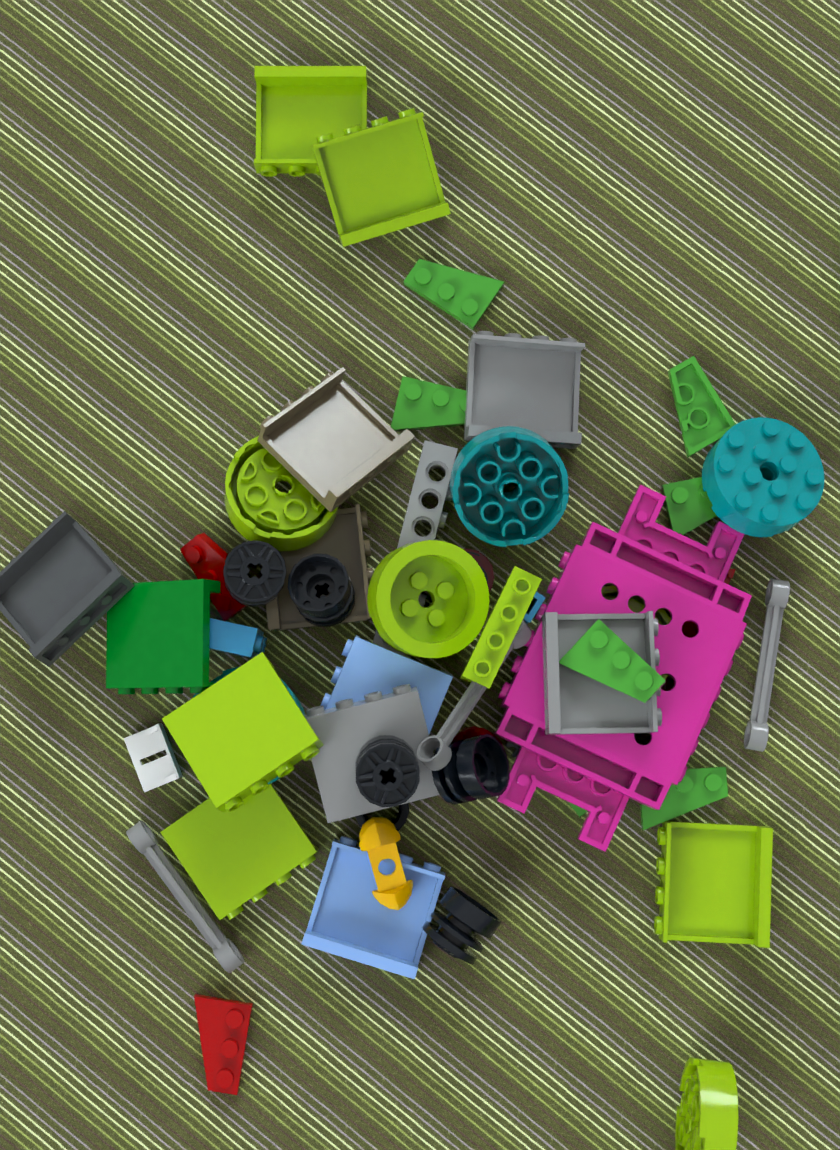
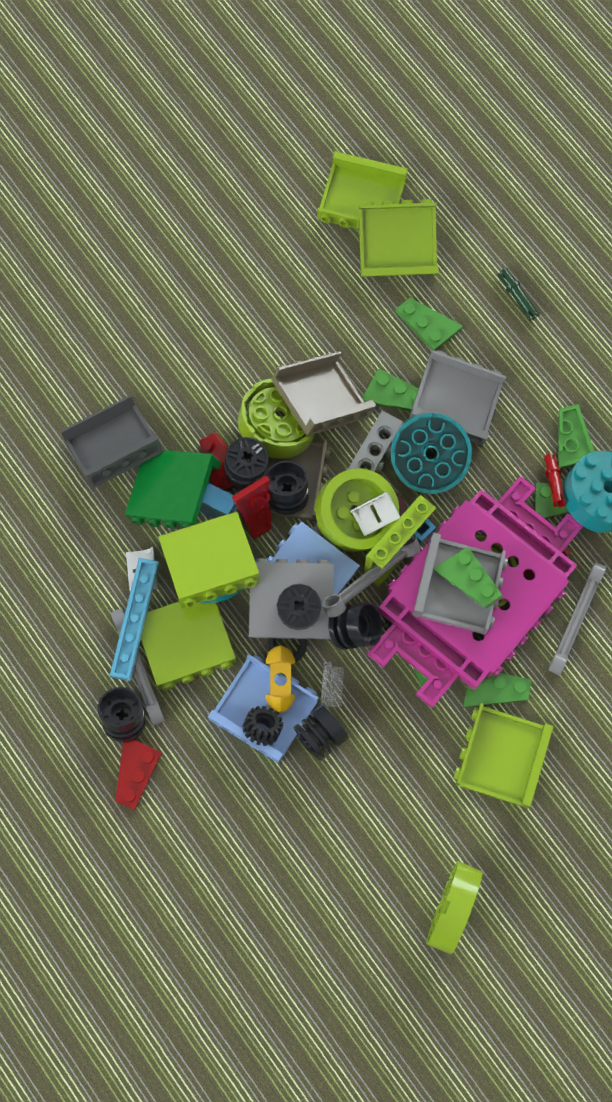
camera: 15 degrees right, 10 degrees down
(162, 836) = (134, 619): none -> medium azure tile
(168, 967) = (121, 714): none -> black wheel
(284, 632) = (254, 507): none -> red wing
(374, 951) = (260, 734): none -> black tyre
(447, 610) = (366, 518): none -> white piece
(458, 851) = (332, 686): none -> clear bracket
(560, 205) = (514, 288): none -> dark green pin
(684, 467) = (553, 474): none -> red pin

